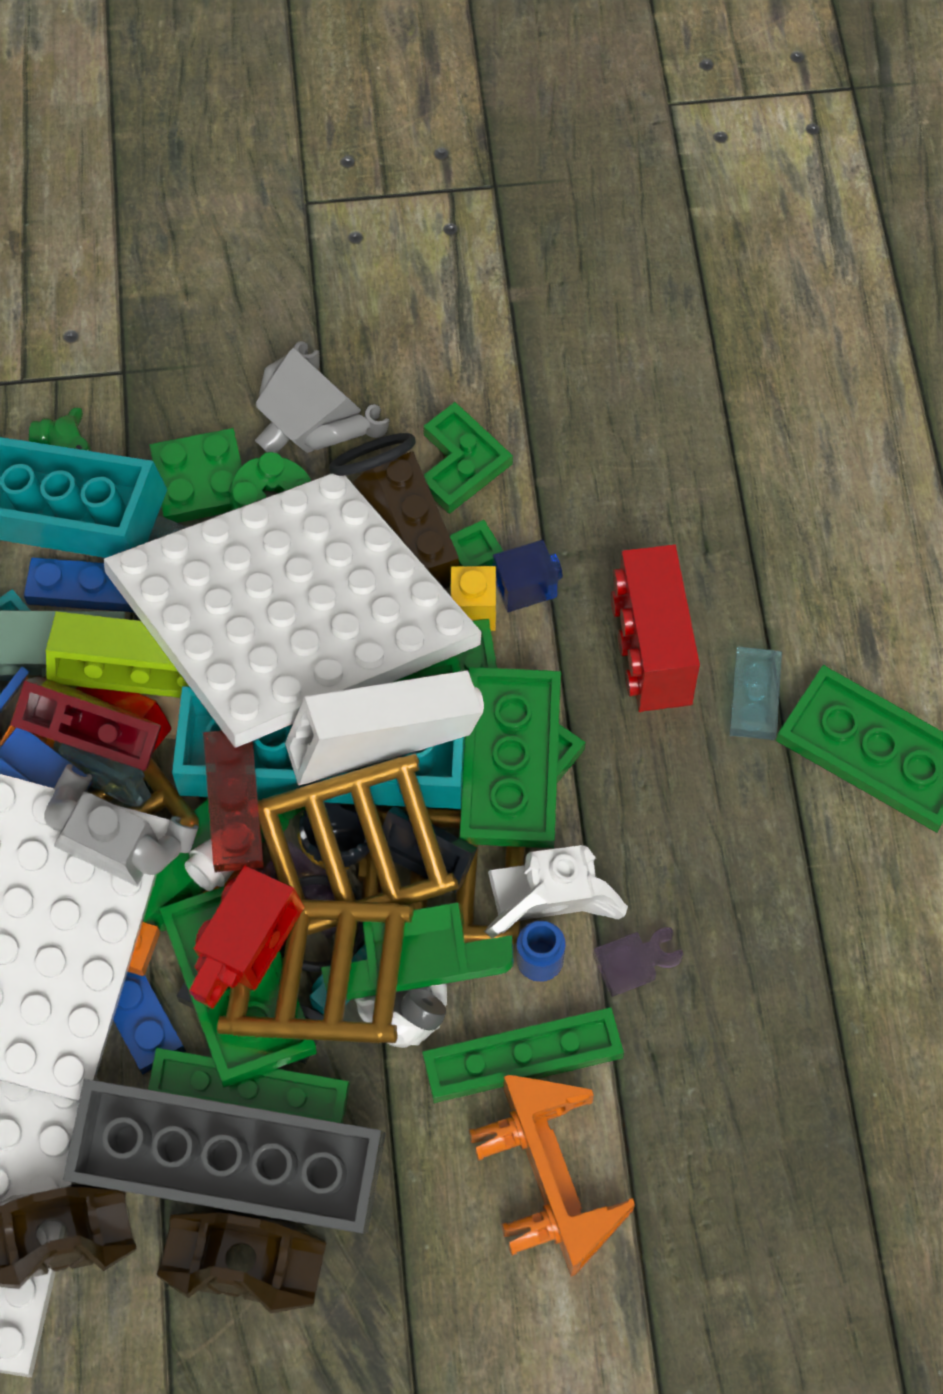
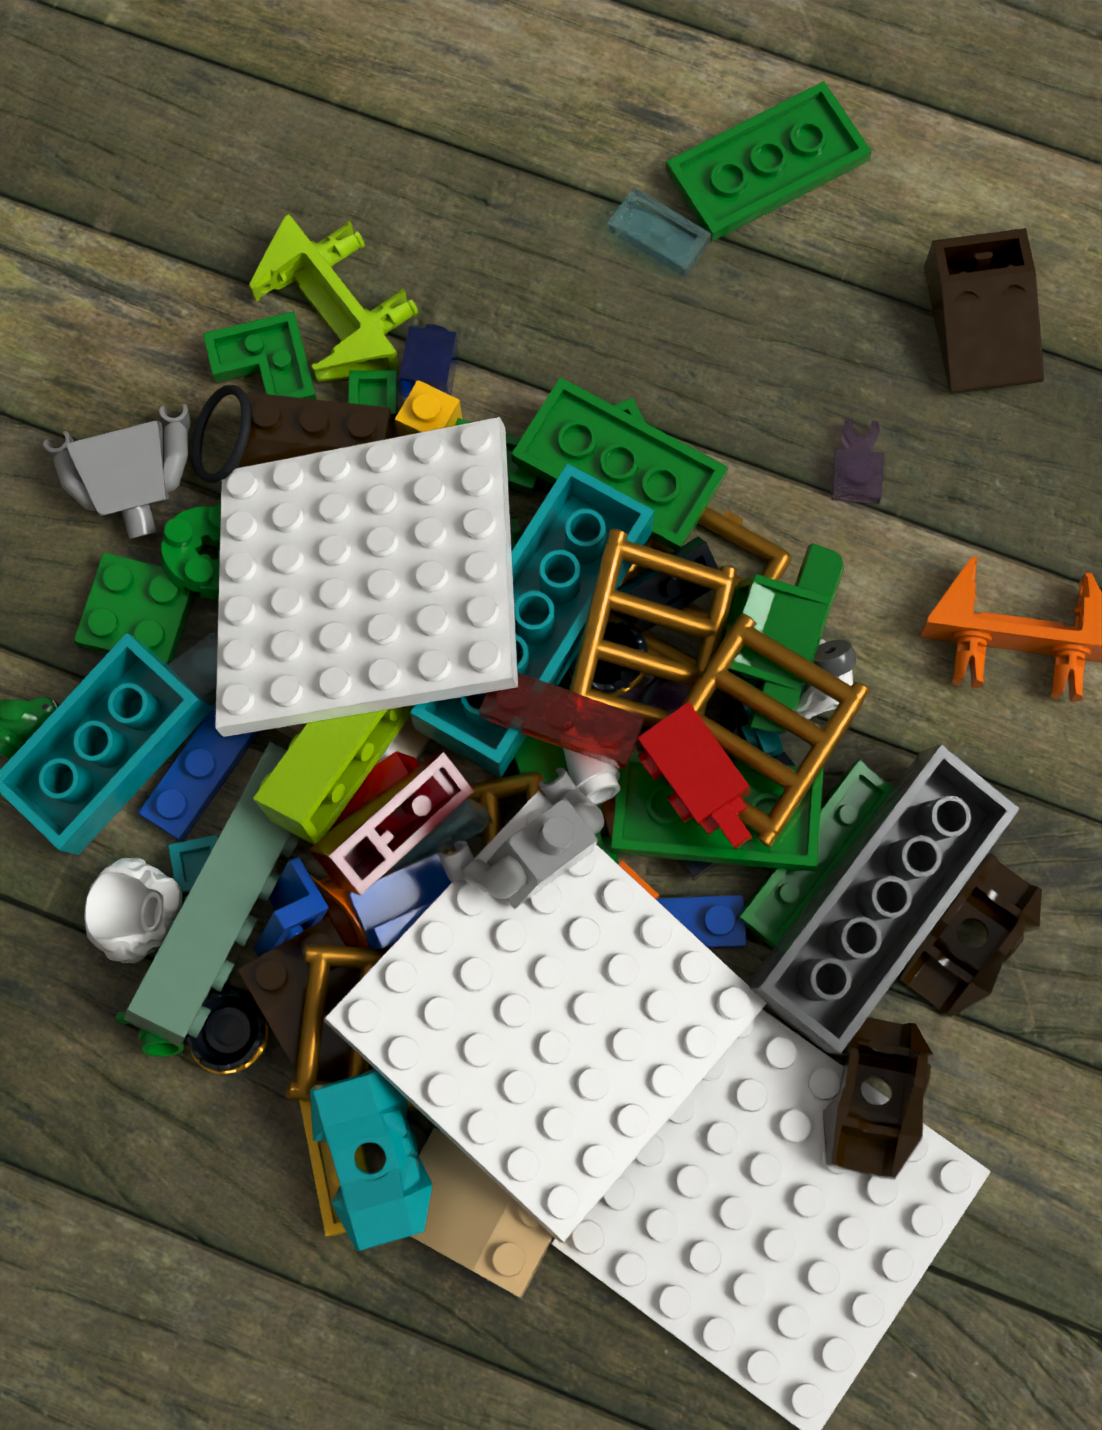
camera: 60 degrees left, 10 degrees up
(380, 723) = (566, 545): white slope -> none
(523, 1052) = (903, 602): green plate -> none
(540, 951) = (819, 526): blue brick -> none
(551, 885) = (766, 500): white piece -> none
(561, 433) = (310, 264): none -> lime hose
(655, 628) = (558, 274): red brick -> none
(842, 995) = (986, 310): none -> dark brown slope

